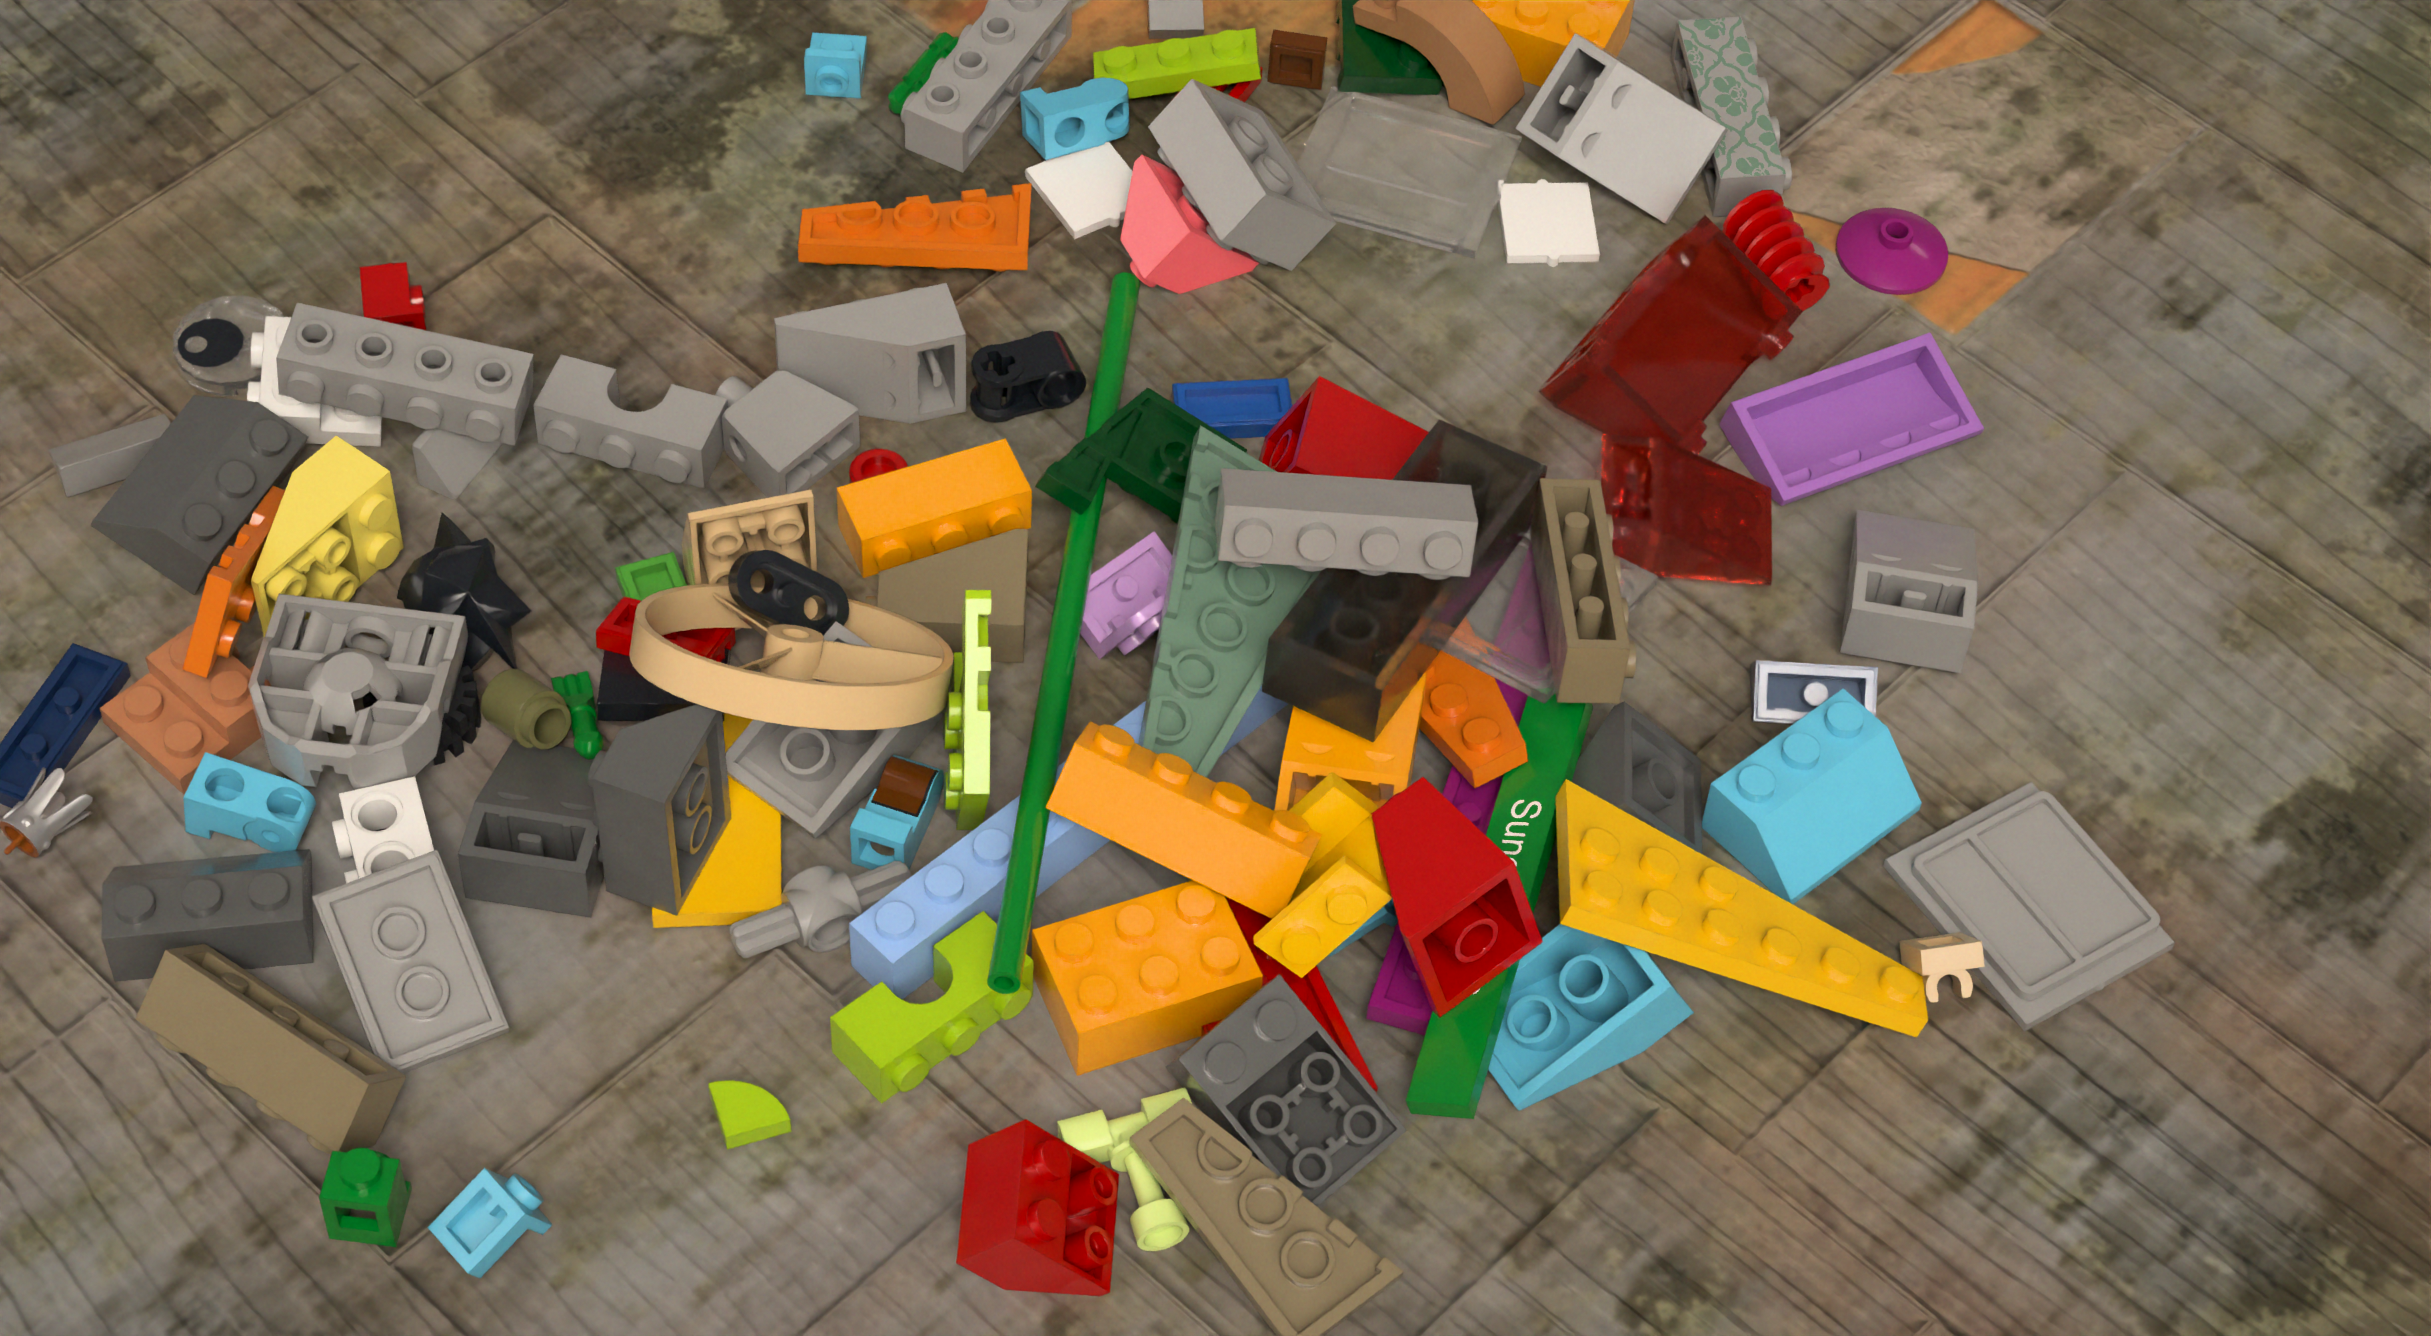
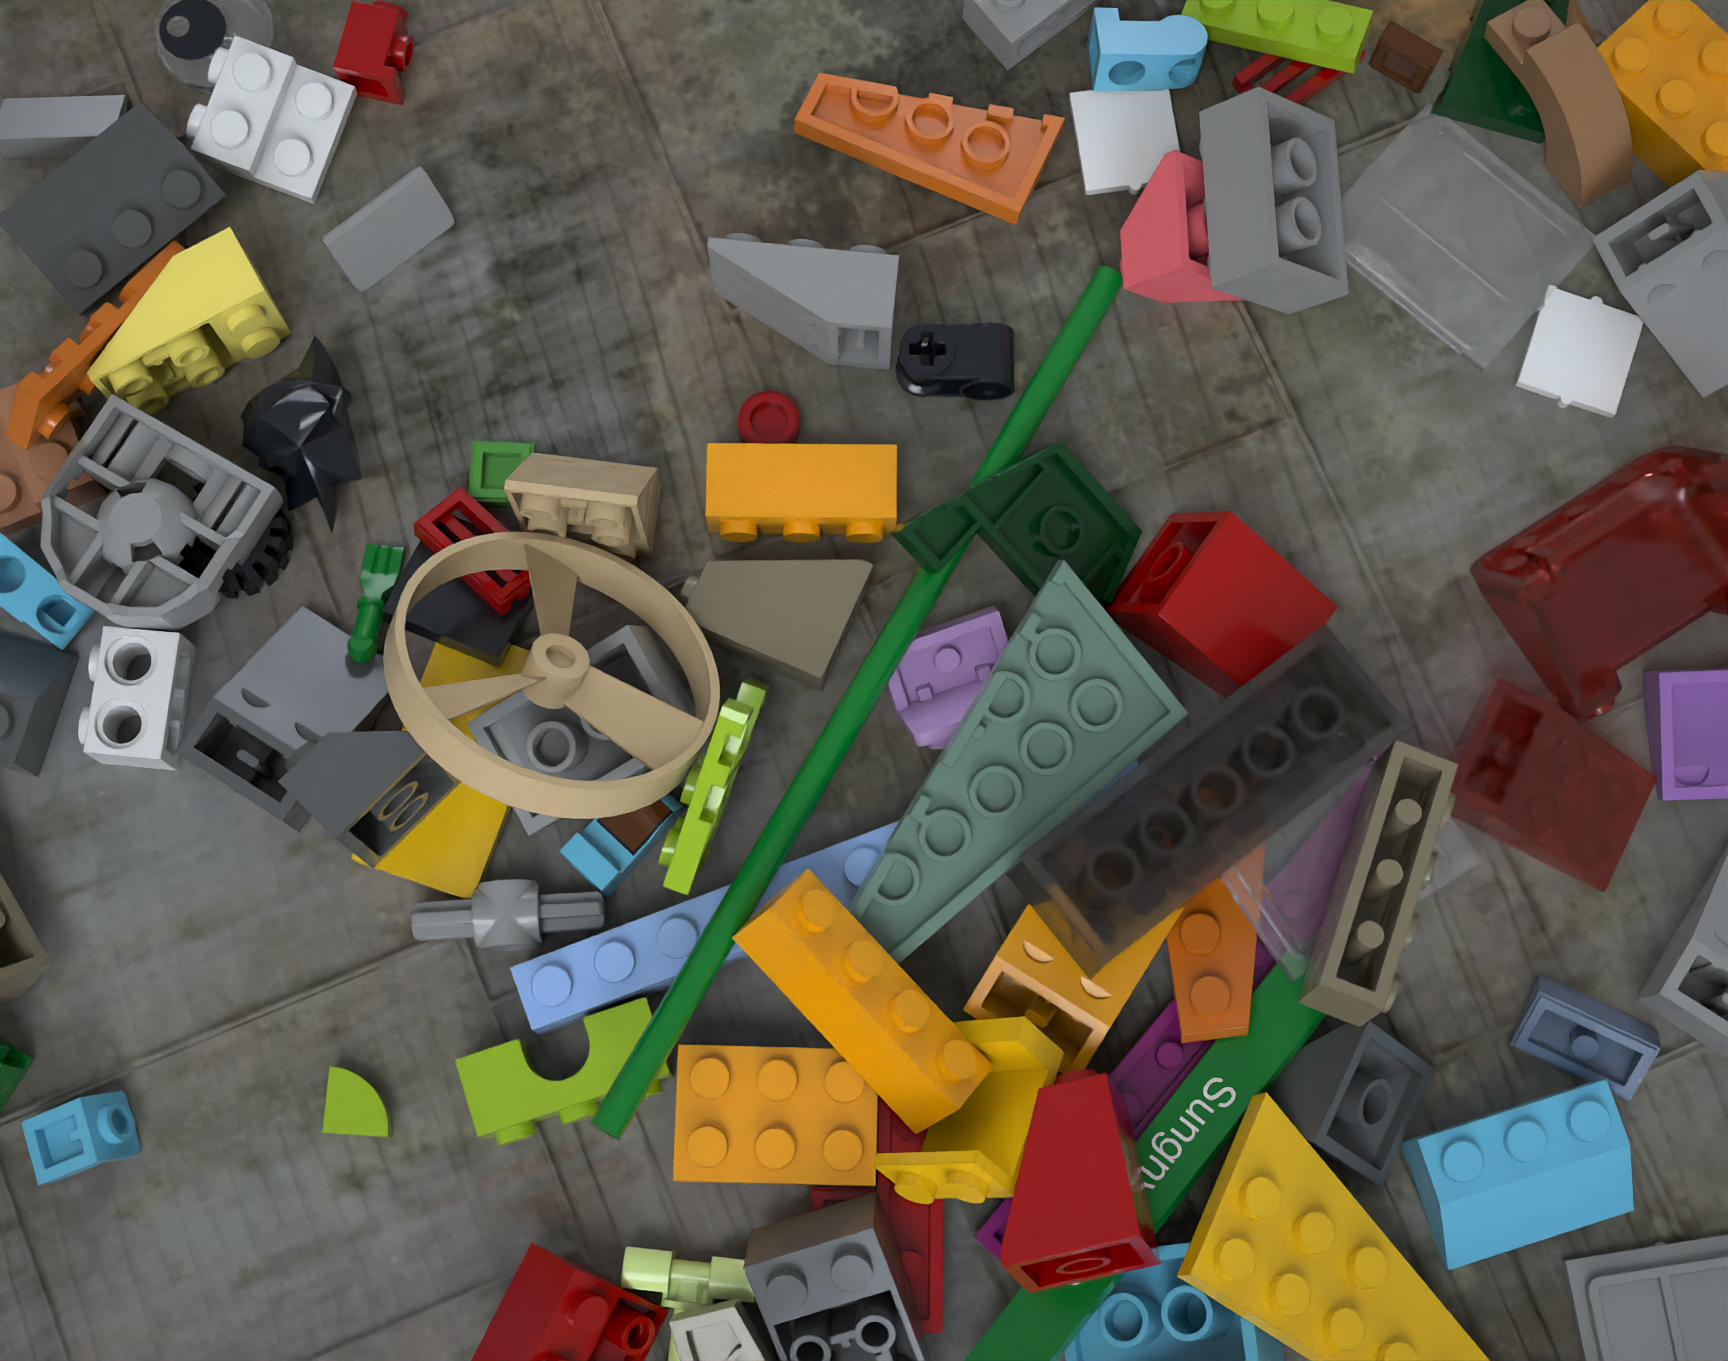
camera: 25 degrees right, 25 degrees up
(405, 374) = (331, 165): light grey brick -> none
(410, 963) = (104, 836): light grey tile -> none
(525, 709) = (319, 585): olive brick -> none
(673, 440) = (587, 312): light grey arch -> none
(786, 431) = (693, 342): light grey torso -> none
(786, 590) = (589, 574): black plate -> none
(1237, 406) = (1153, 469): blue tile -> none
(1345, 523) = (1152, 757): light grey brick -> none

